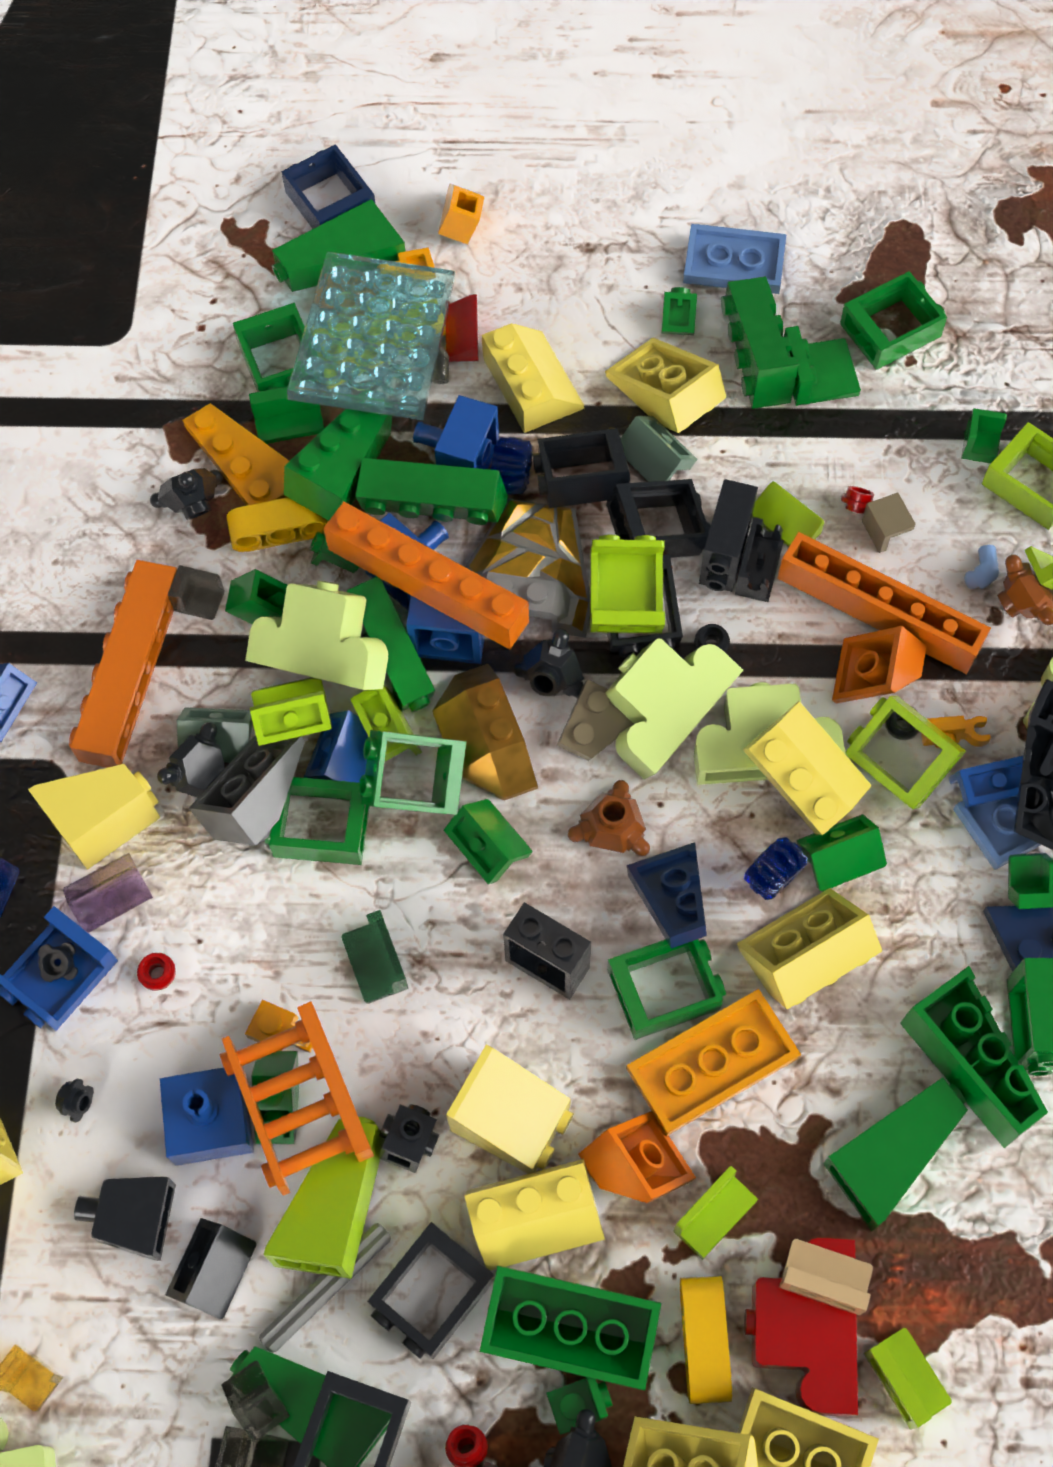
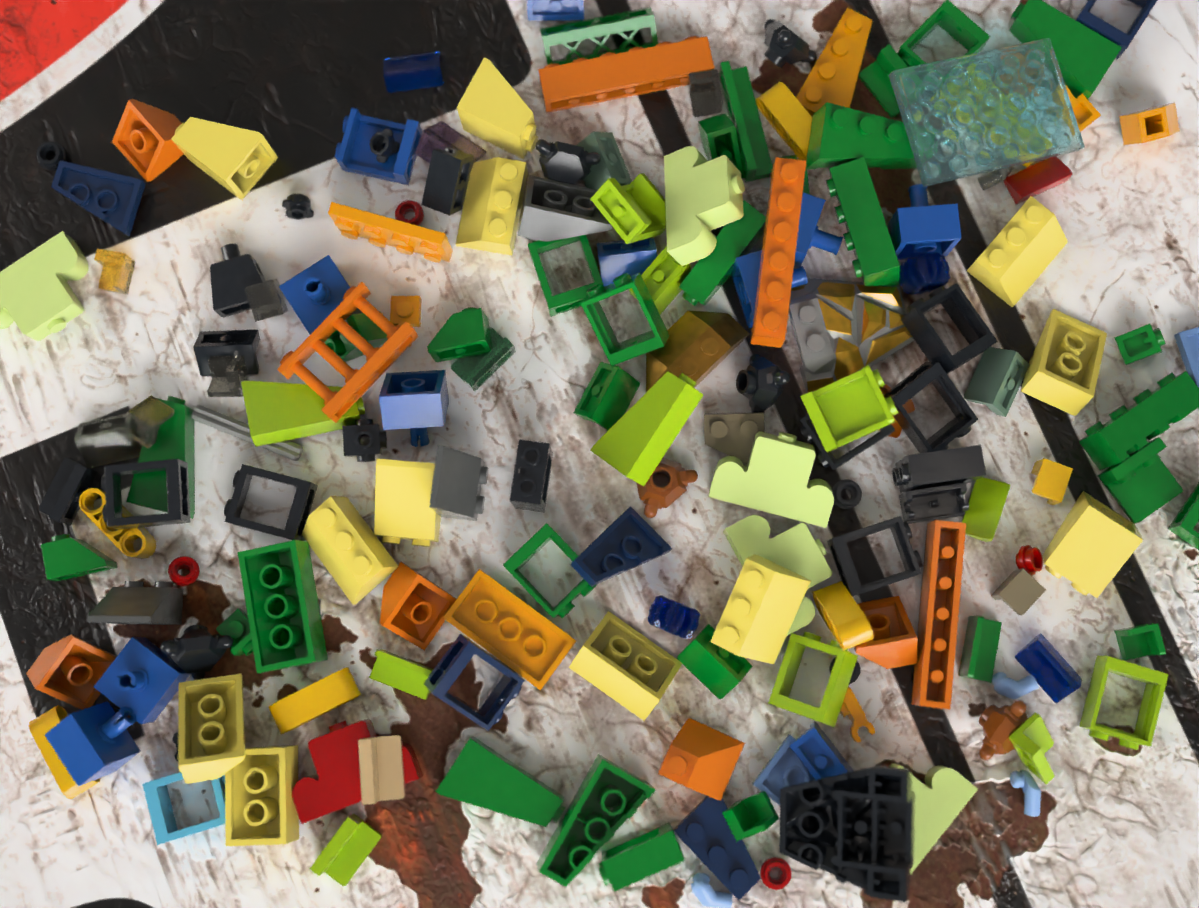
camera: 70 degrees right, 15 degrees up
(56, 669) = (598, 27): none -> green fence
(143, 903) = (447, 180): none -> black hinge
(173, 1184) = (266, 300): none -> clear smoke panel
(174, 989) = (396, 233): none -> light orange plate
(199, 870) = (493, 205): none -> light yellow slope
(233, 562) = (744, 114): none -> green fence
(242, 1279) = (226, 376): none -> clear smoke panel
(338, 966) = (462, 336): none -> green slope
(394, 1050) = (414, 402): none -> brick
(518, 1039) = (458, 484): none -> dark grey slope
(551, 799) = (649, 427): none -> lime slope
(737, 1136) = (451, 667): none -> dark blue window
(778, 670) = (845, 567): none -> black window
(784, 442) = (1050, 480): none -> yellow panel
(849, 688) = (842, 615): none -> yellow beam
(868, 437) = (1091, 545): none -> light yellow slope
(933, 581) = (980, 649): none -> green panel
(949, 907) = (702, 759): none -> orange slope
(976, 530) = (1049, 668): none -> clear blue slope

